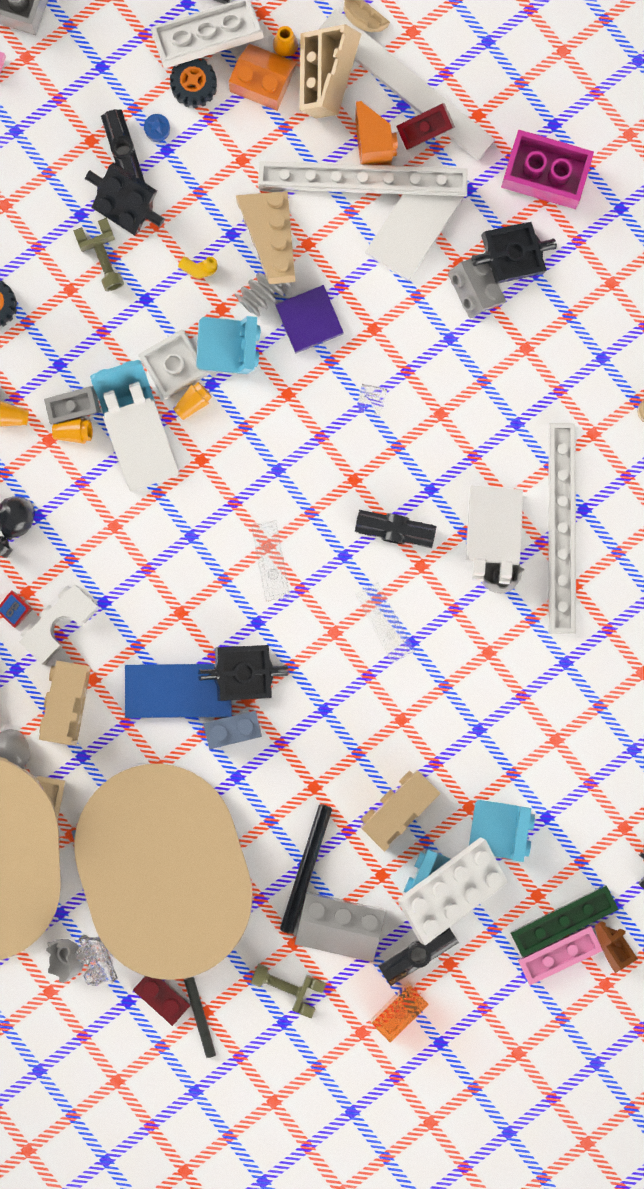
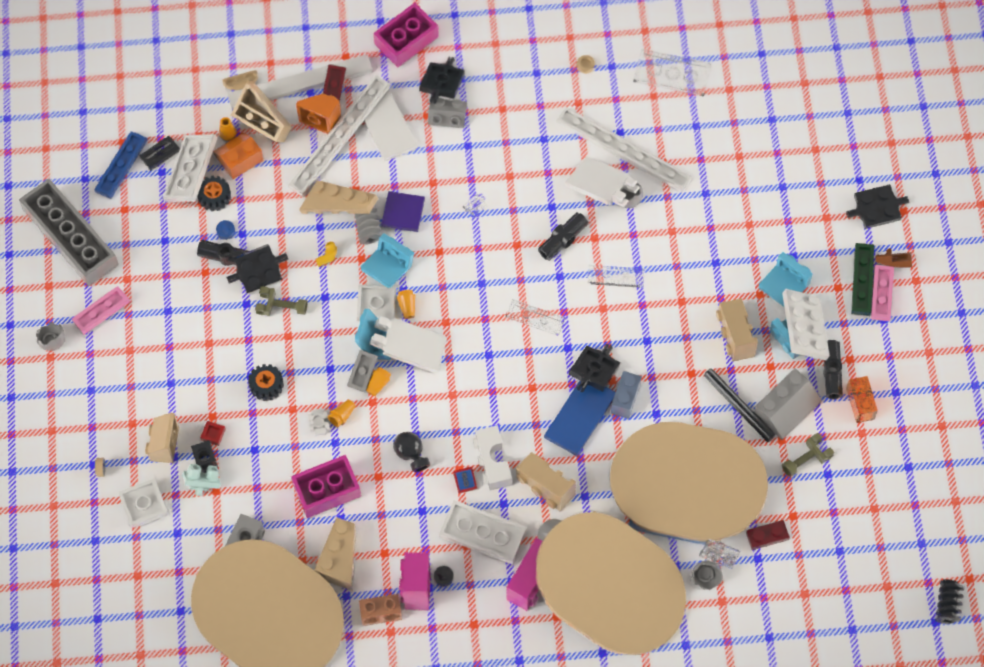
camera: 55 degrees left, 20 degrees down
(200, 1018) = (794, 519): pearl dark grey bar -> none

